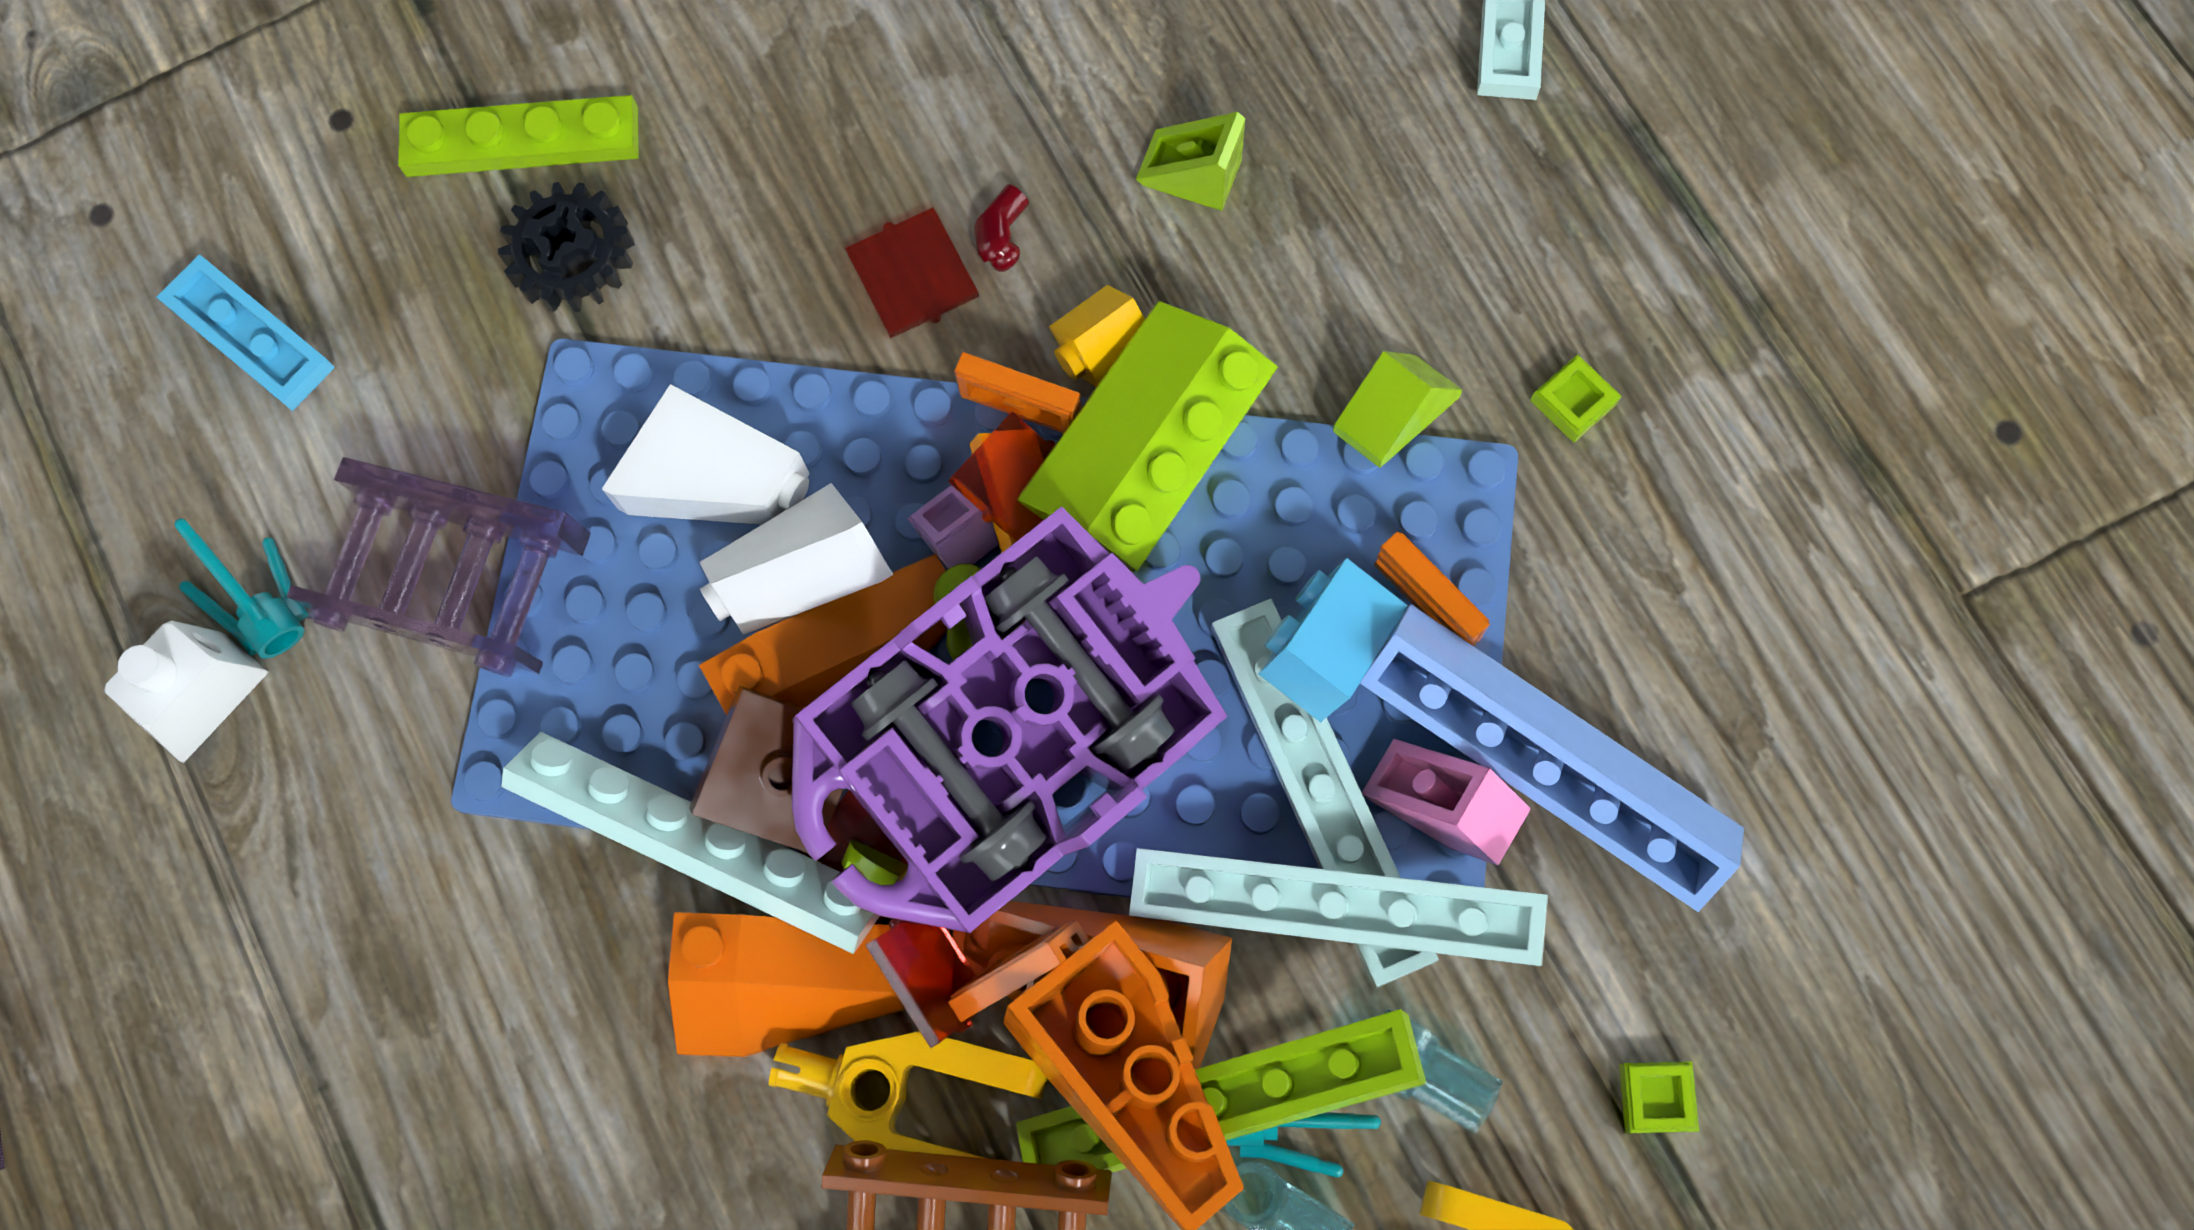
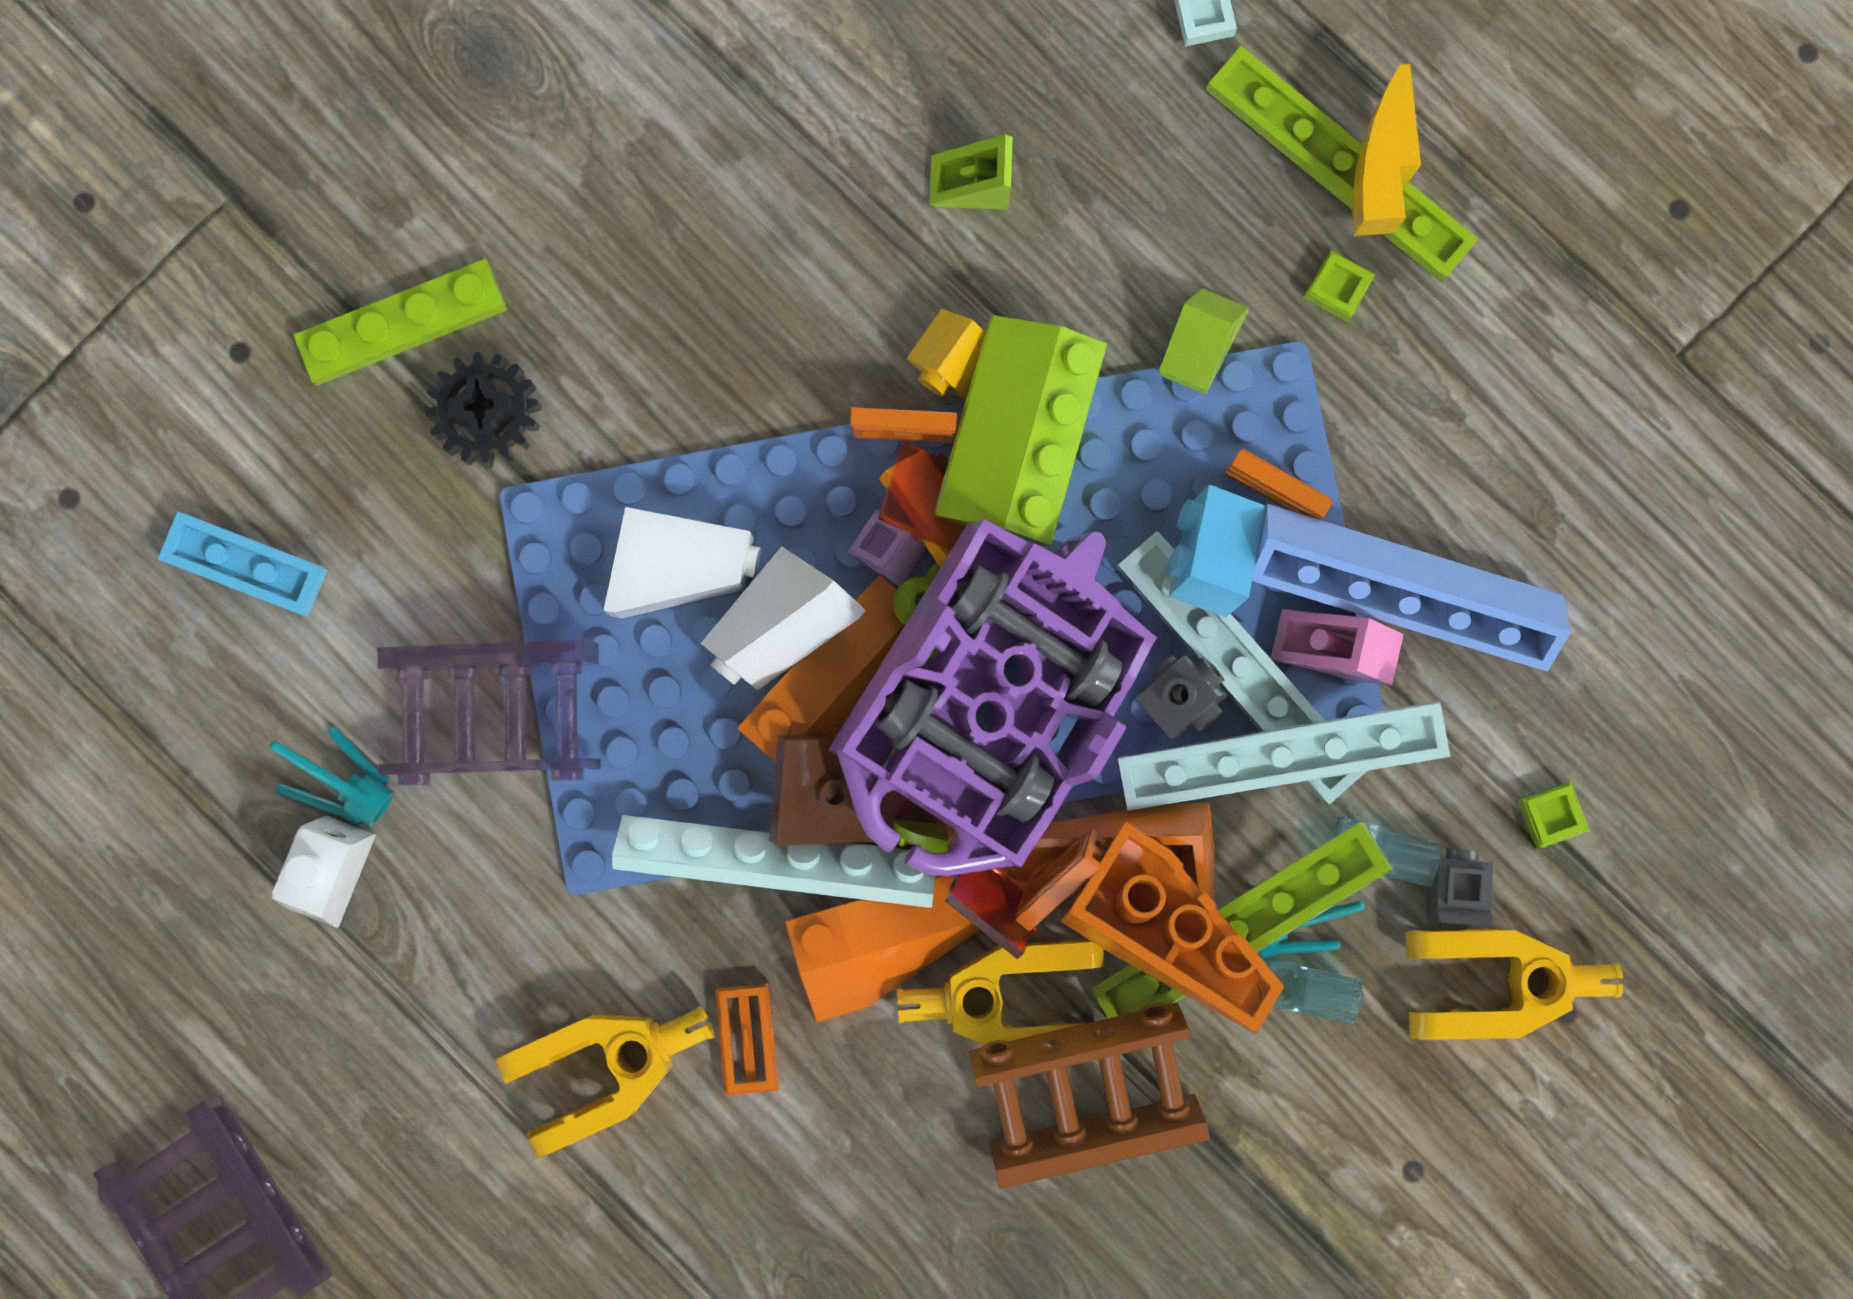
camera: 25 degrees left, 10 degrees up
(431, 1054) = (634, 1083): none -> yellow piece
(612, 1053) = (726, 1044): none -> orange tile
(912, 272) = (773, 341): clear red piece -> none
(994, 232) = (829, 286): dark red arm -> none
(1239, 797) = (1166, 699): none -> dark grey brick
(1513, 1150) = (1461, 890): none -> dark grey window
(1620, 268) = (1332, 156): none -> lime plate
(1670, 266) = (1386, 159): none -> yellow slope

